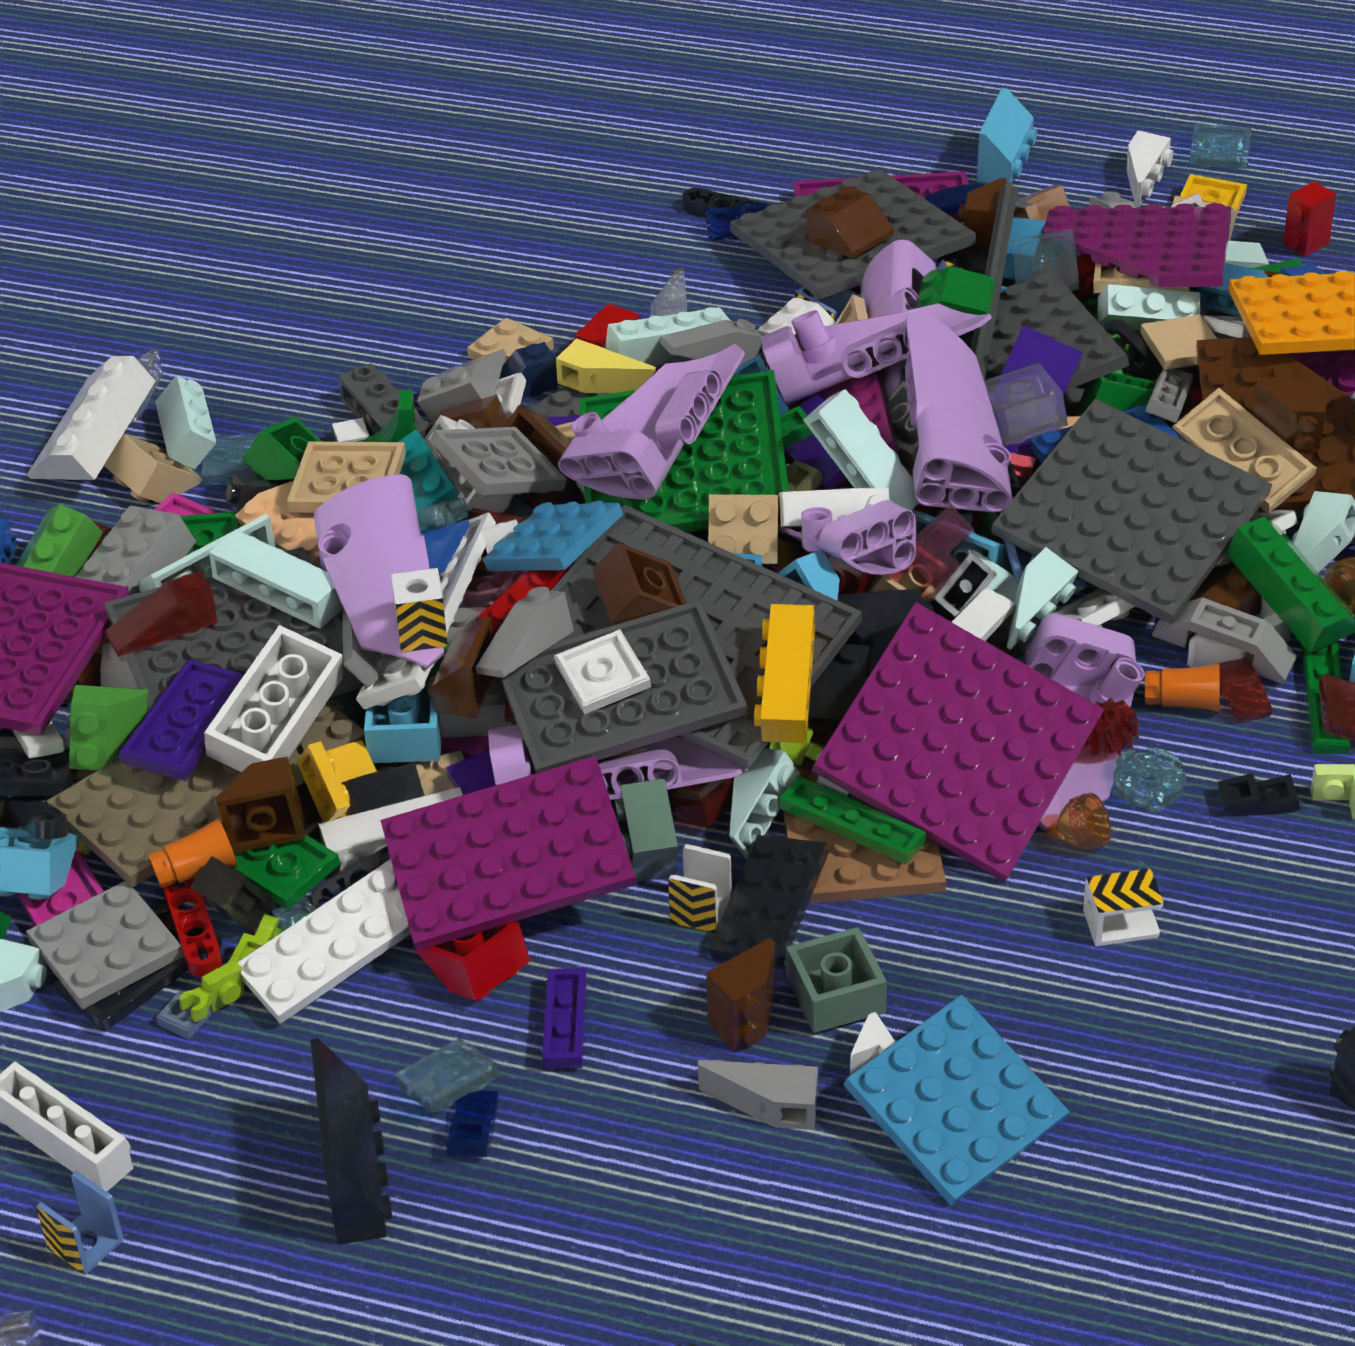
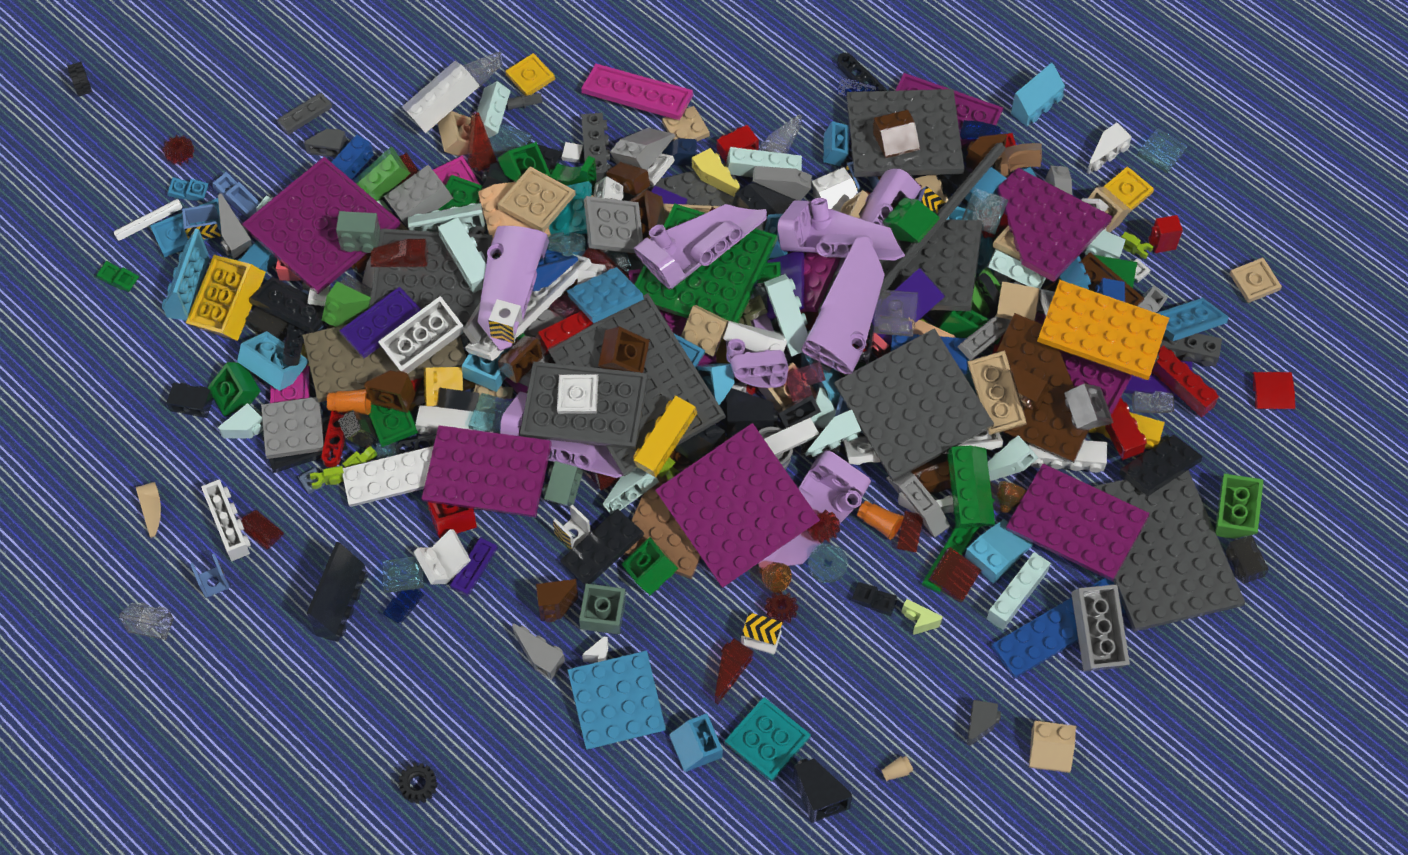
camera: 25 degrees right, 20 degrees up
(71, 608) = (358, 231): none -> sand green brick
(140, 1124) = (261, 529): none -> clear red slope
(198, 463) = (479, 146): none -> clear red slope
(220, 366) = (530, 75): none -> yellow plate
(232, 398) = (523, 101): none -> dark grey axle
(407, 326) = (637, 91): none -> dark pink plate
(455, 776) = (488, 413): none -> clear light blue plate
(508, 1018) = (444, 559): none -> white bracket
(527, 631) = (553, 355): light grey slope -> none
(757, 283) = (836, 143): none -> dark azure brick
(852, 820) = (664, 523): green plate -> none
(871, 888) = (649, 566): none -> green slope
(1107, 974) = (733, 662): none -> clear red slope
(1124, 855) = (778, 601): none -> clear red gear
(1139, 1101) = (696, 743): none -> dark azure slope
(1248, 1051) = (767, 739): none -> teal plate
(1275, 250) = (1133, 245): none -> lime plate

